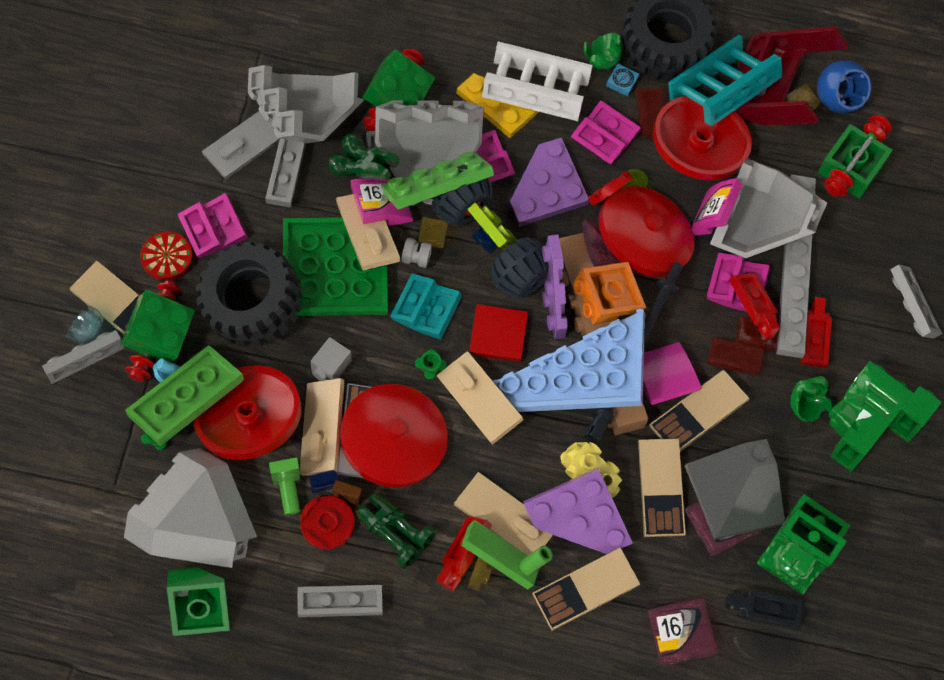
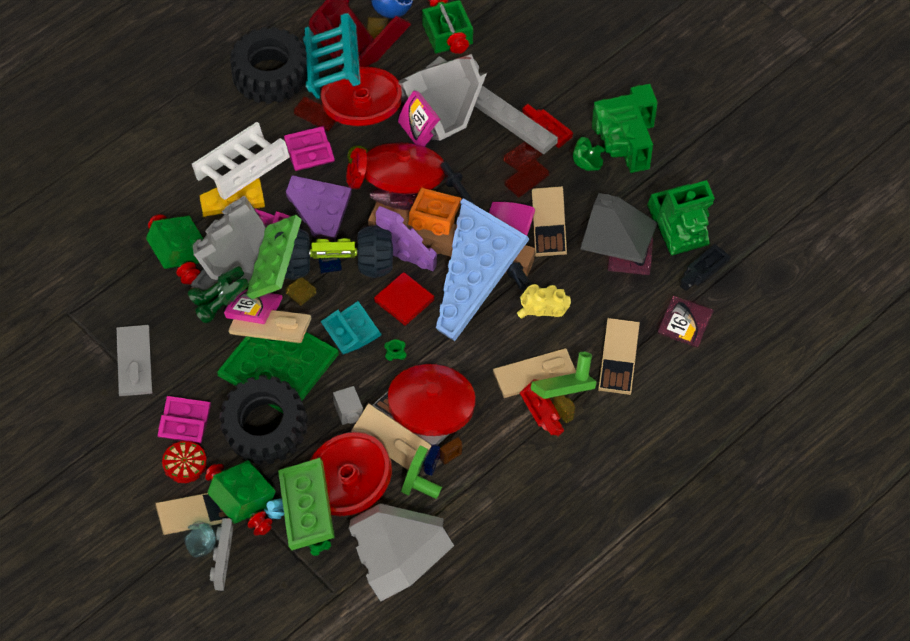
camera: 50 degrees left, 10 degrees down
(197, 602) = (460, 582): green slope -> none
(285, 173) = (179, 349): light grey plate -> none
(303, 105) = (141, 304): light grey panel -> none
(327, 522) = (460, 477): red tile -> none
(339, 601) = (522, 499): light grey plate -> none
(389, 516) = (482, 443): dark green piece -> none
(416, 252) = (311, 306): light grey wheel -> none
(480, 397) = (444, 334): tan piece -> none
(580, 513) = (569, 324): medium lavender plate -> none
(605, 51) = (249, 109): green hair -> none
(622, 80) = (277, 115): dark azure tile -> none
(661, 487) = (583, 273): tan piece -> none
(726, 266) = (477, 145): dark pink slope -> none
(756, 303) = (503, 140): red hinge -> none
(915, 301) = (567, 60): light grey plate -> none

